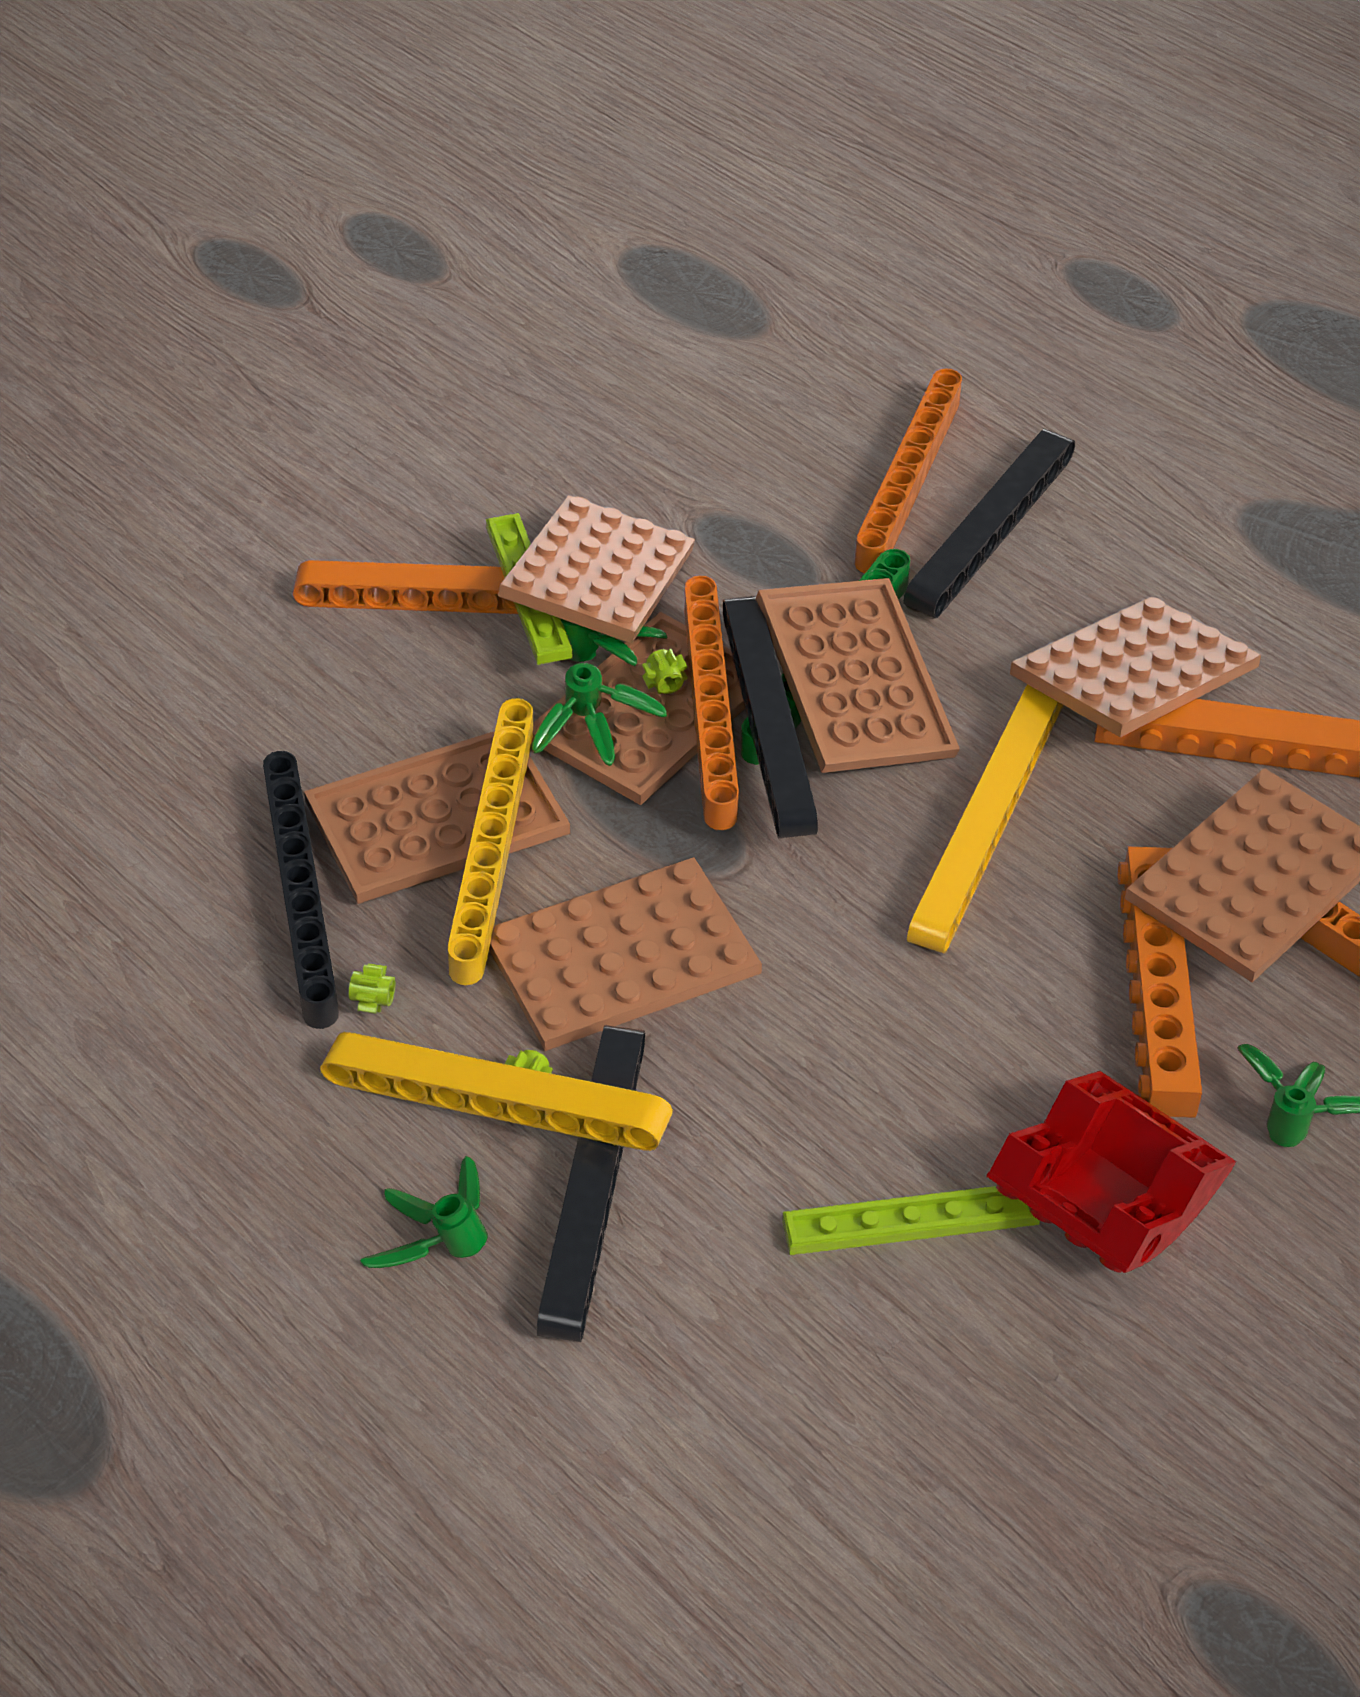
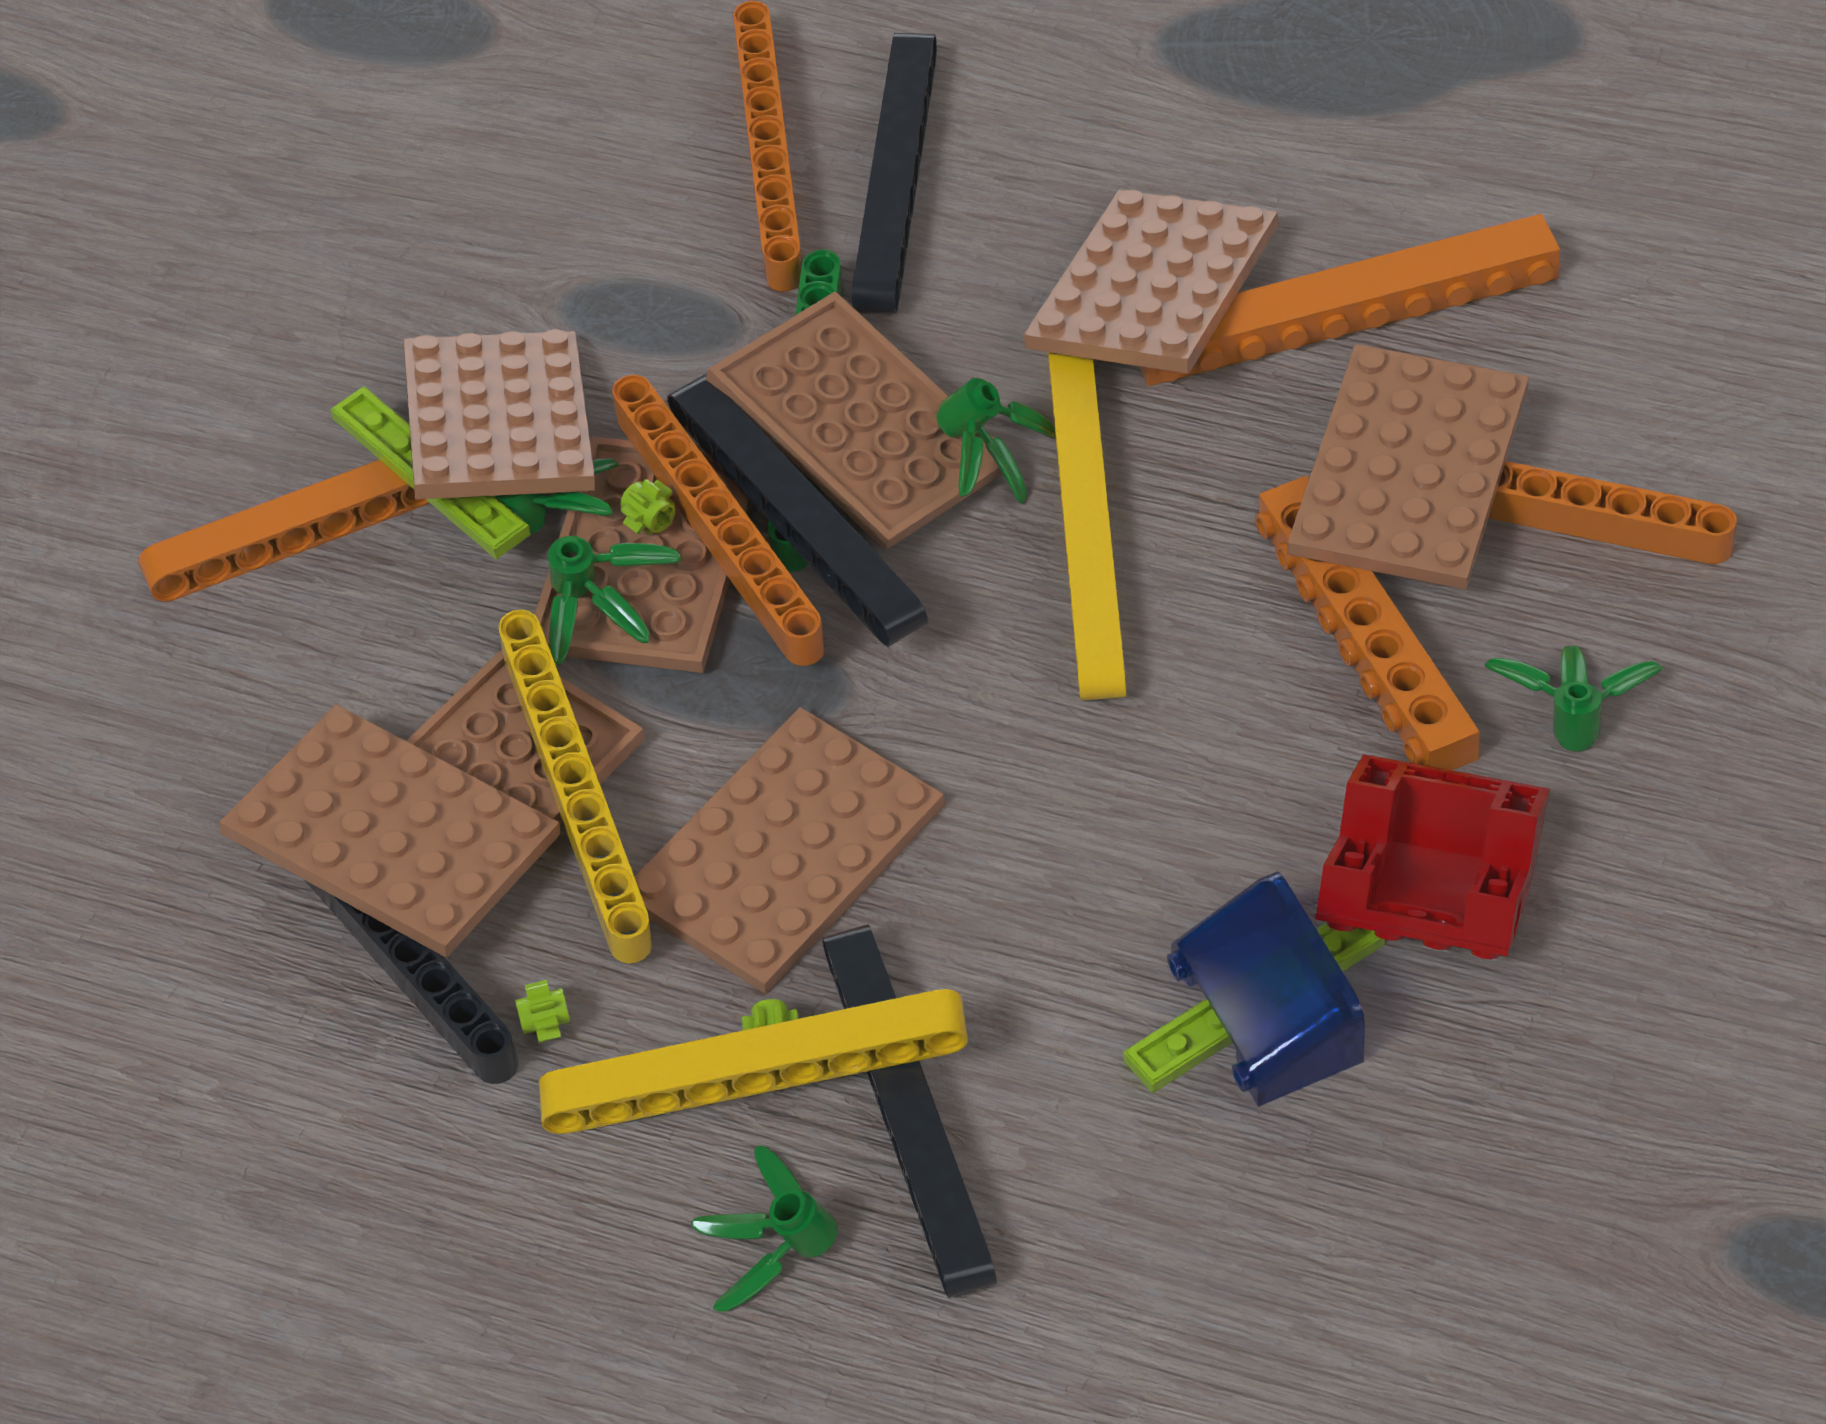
camera: 20 degrees left, 5 degrees up
(344, 815) = (390, 829): none -> nougat plate
(921, 1218) = (1273, 990): none -> clear blue windscreen
(933, 700) = (967, 412): none -> green plant

